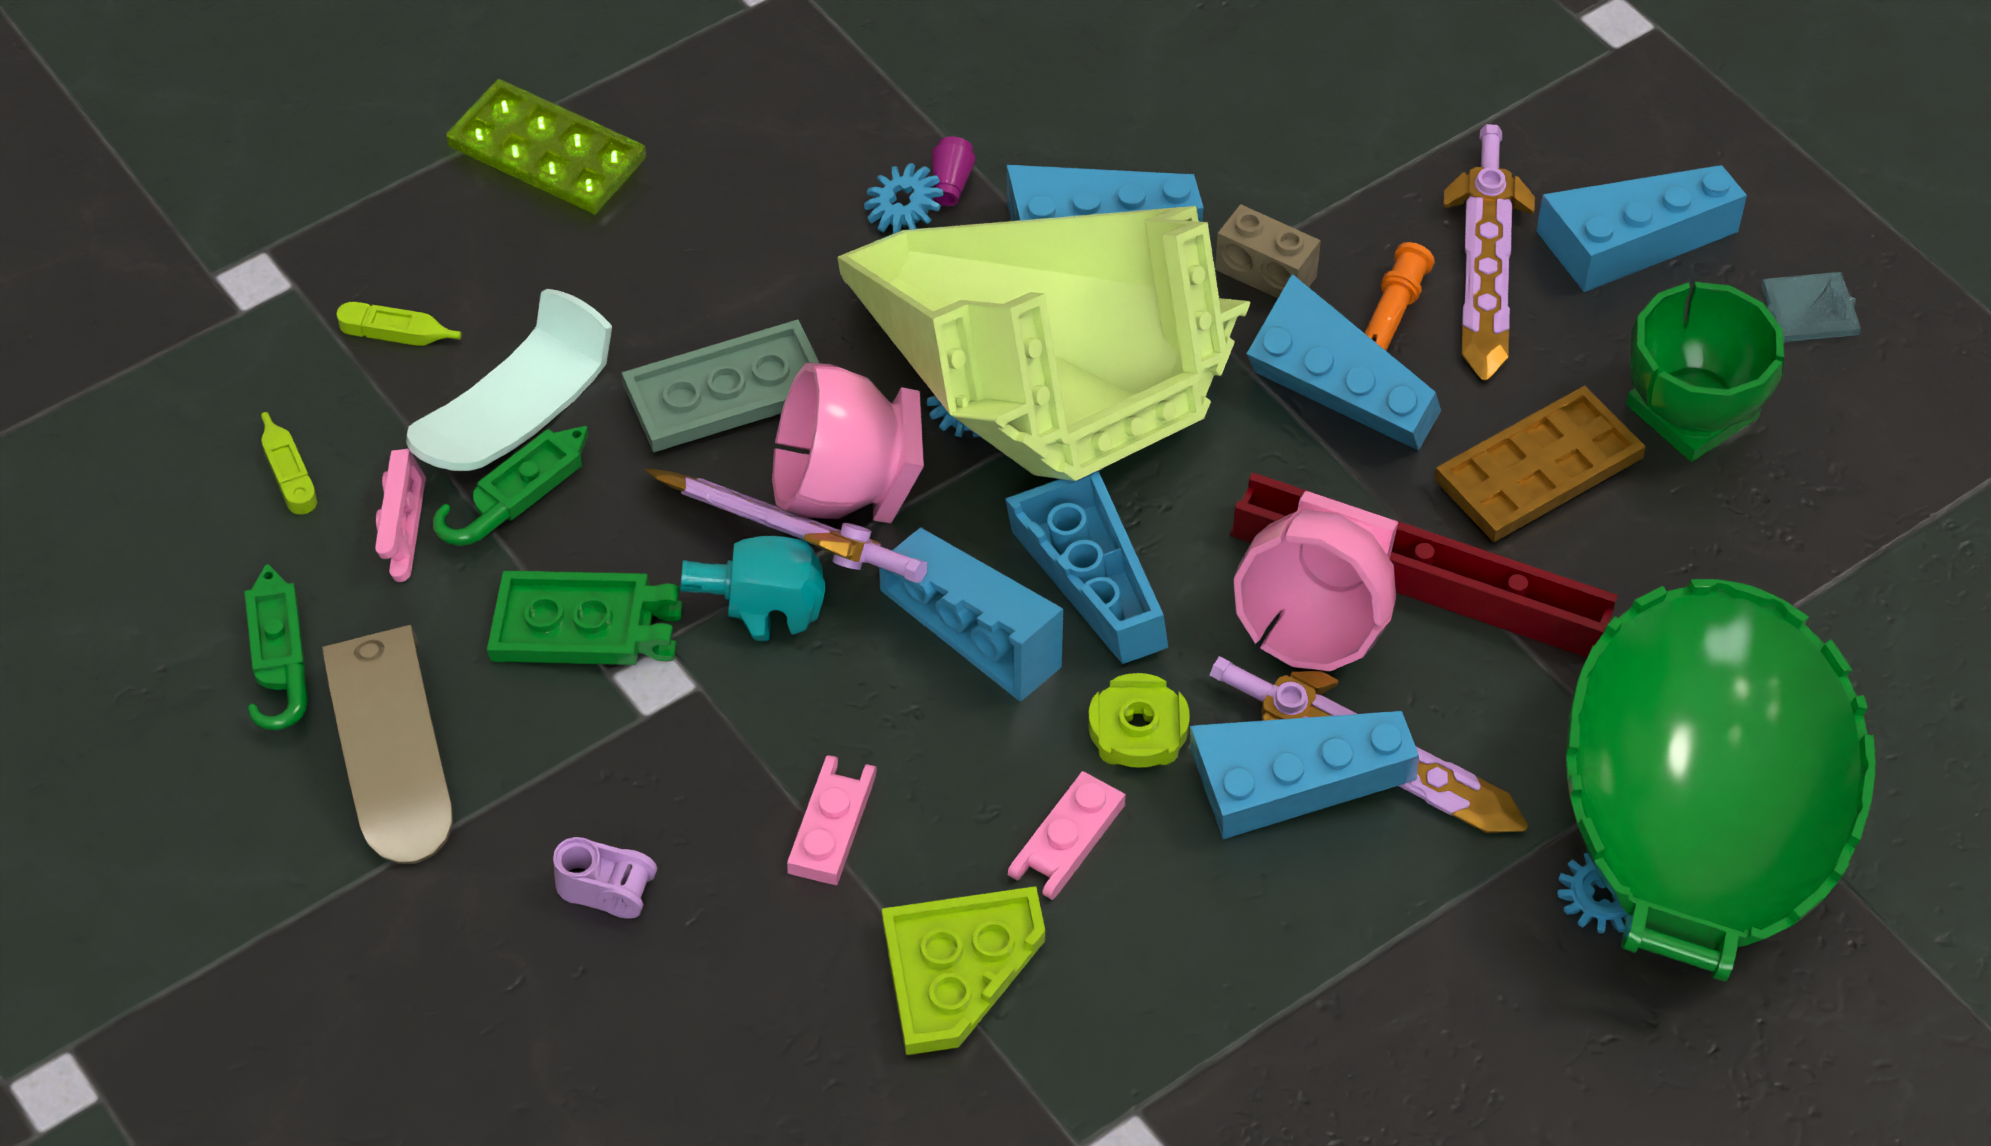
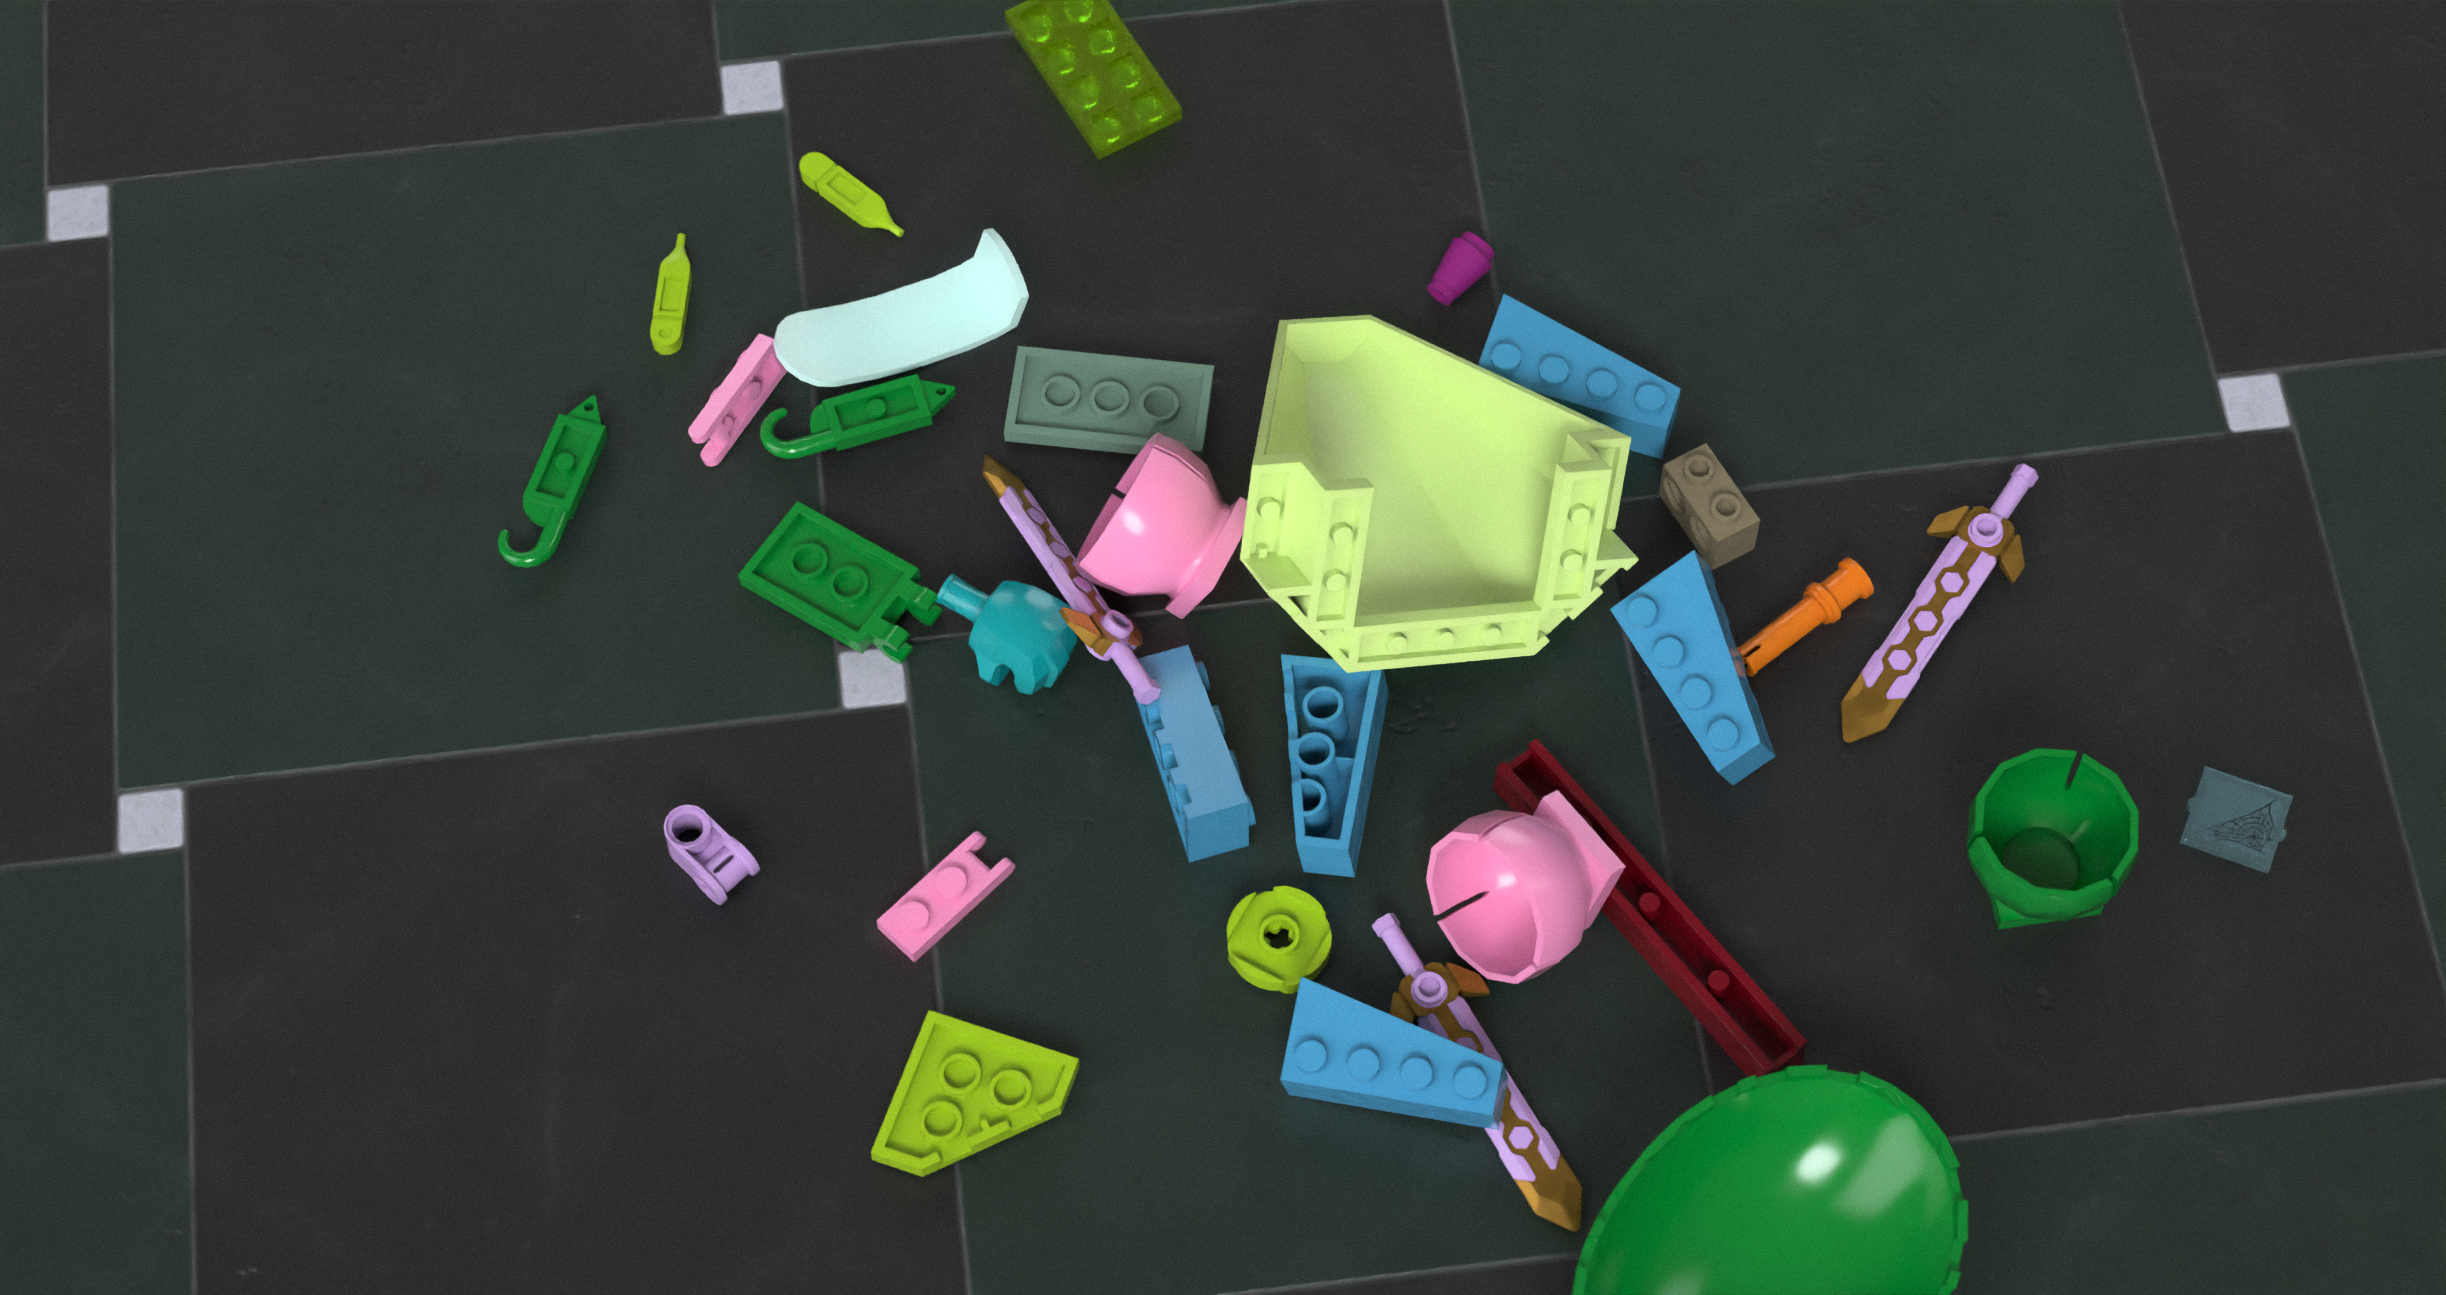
camera: 30 degrees right, 10 degrees up
(389, 744) = (594, 628): dark tan piece -> none
(901, 215) = (1408, 289): dark azure gear -> none
(1069, 832) = (1148, 1018): bright pink hinge -> none
(1539, 463) = (1836, 859): pearl gold plate -> none
(1638, 222) = (2111, 646): dark azure wedge -> none

